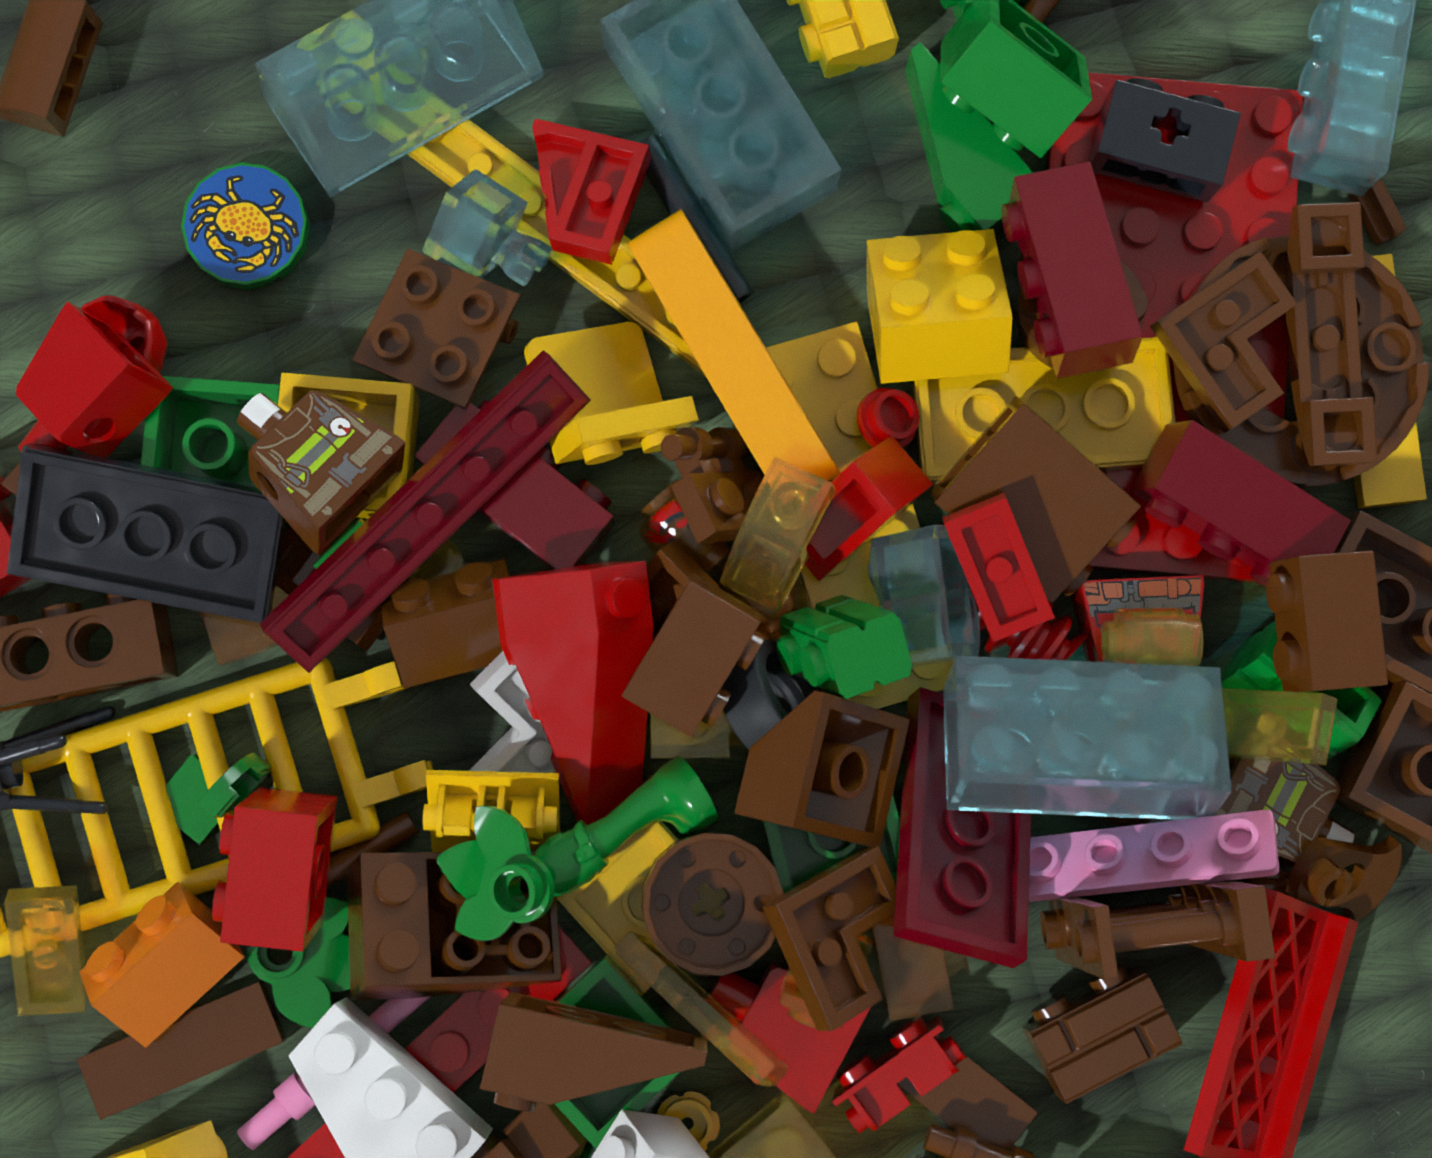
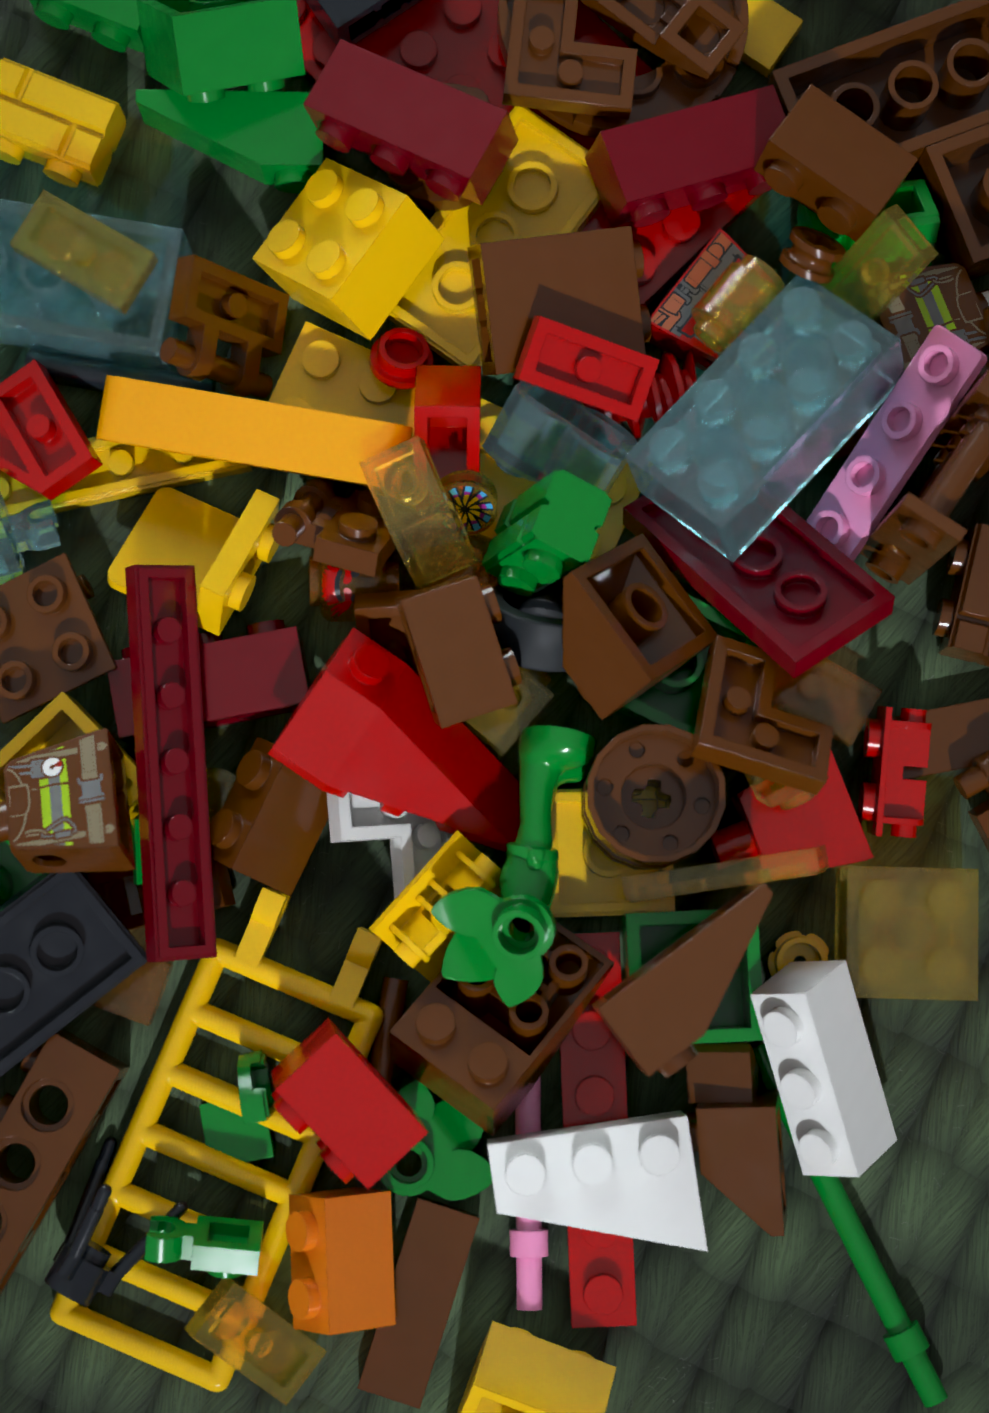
camera: 45 degrees left, 0 degrees up
(90, 858) = (214, 1244): none -> green plate
(757, 111) = (84, 252): none -> clear yellow plate
(815, 259) = (228, 308): none -> reddish brown plate
(826, 566) = (474, 499): none -> tile
(1241, 666) = (812, 254): none -> reddish brown bush

